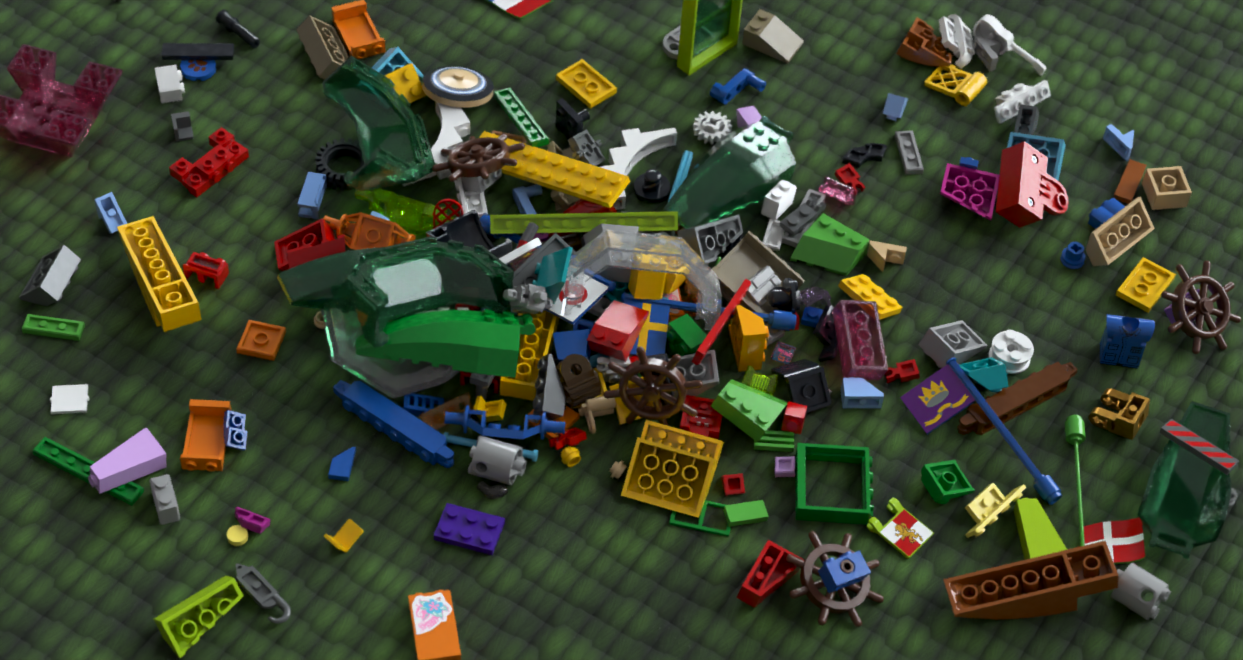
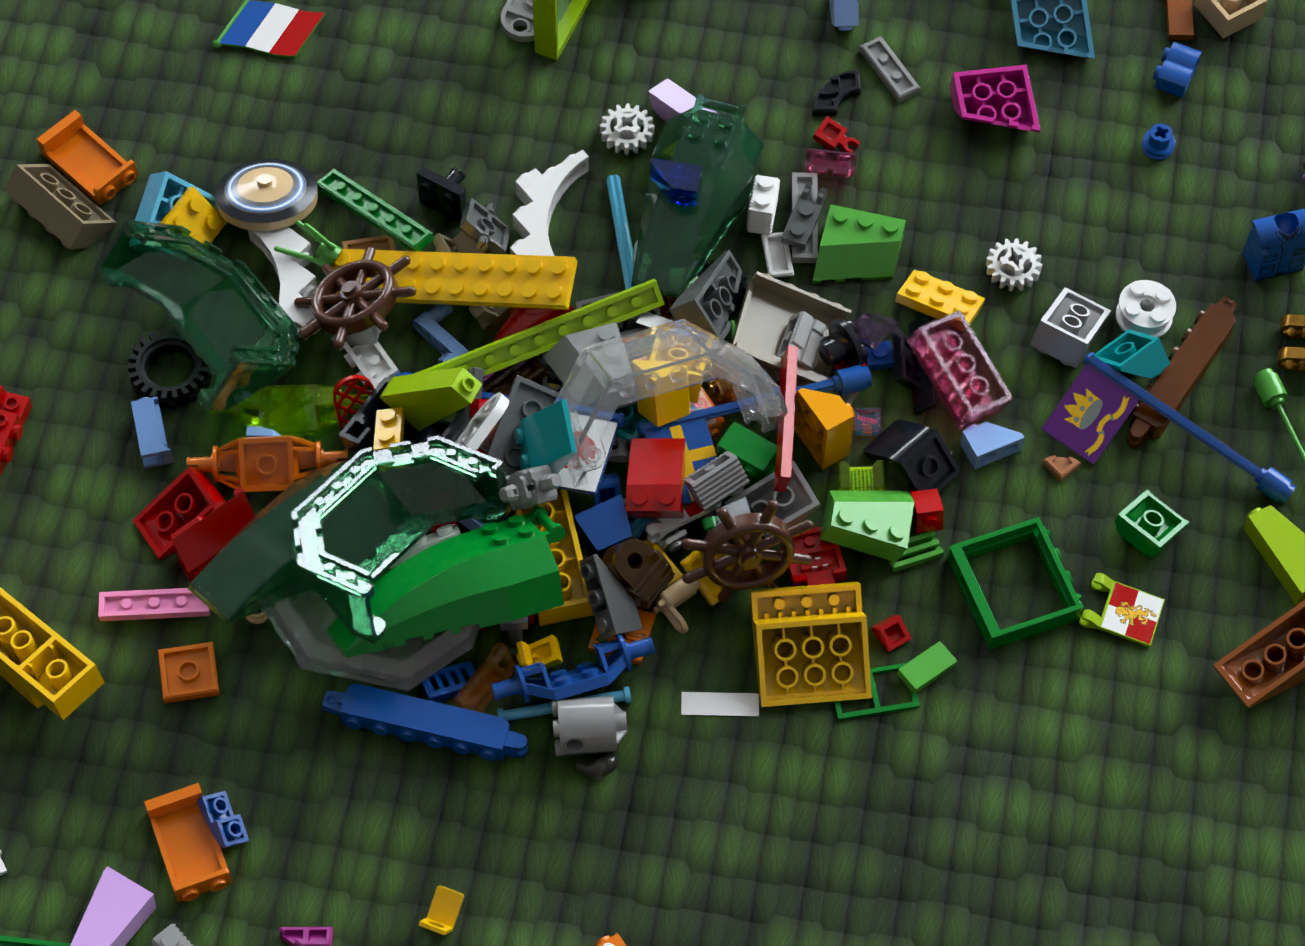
camera: 20 degrees left, 10 degrees up
(206, 266) = (63, 596): red window -> none
(257, 292) = (150, 604): none -> bright pink plate
(342, 465) = (386, 810): blue tile -> none
(462, 234) = (388, 427): none -> yellow plate
(469, 529) = (593, 832): dark purple plate -> none
(477, 128) = (326, 250): none -> bright green plant
(494, 226) = (431, 394): none -> lime slope
(570, 437) = (665, 650): red plate -> none
(570, 456) = (672, 677): yellow plate -> none
(586, 83) = (431, 124): yellow plate -> none
(594, 484) = (720, 704): none -> white sticker
(617, 469) = (741, 672): tan plate -> none
(652, 186) = (590, 245): black plate -> none
(659, 342) = (717, 481): none -> light grey brick
(720, 155) = (677, 180): none -> clear blue slope
(735, 85) = (635, 37): blue beam -> none
(767, 574) = (995, 741): red wedge -> none
(785, 466) = (944, 582): lavender tile -> none
(835, 576) = (1083, 714): reddish brown brick -> none
(882, 252) = (926, 230): tan slope -> none
(903, 427) = (1061, 466): none -> nougat tile
(905, 371) = (1029, 388): red plate -> none
(932, 293) = (1013, 264): none -> white gear
(969, 162) = (978, 62): blue slope -> none
(988, 505) = (1216, 537): light yellow bracket -> none
(1026, 186) = (1066, 69): red brick -> none
(1119, 233) = (1207, 94): tan slope -> none
(1145, 284) = (1263, 149): yellow plate -> none

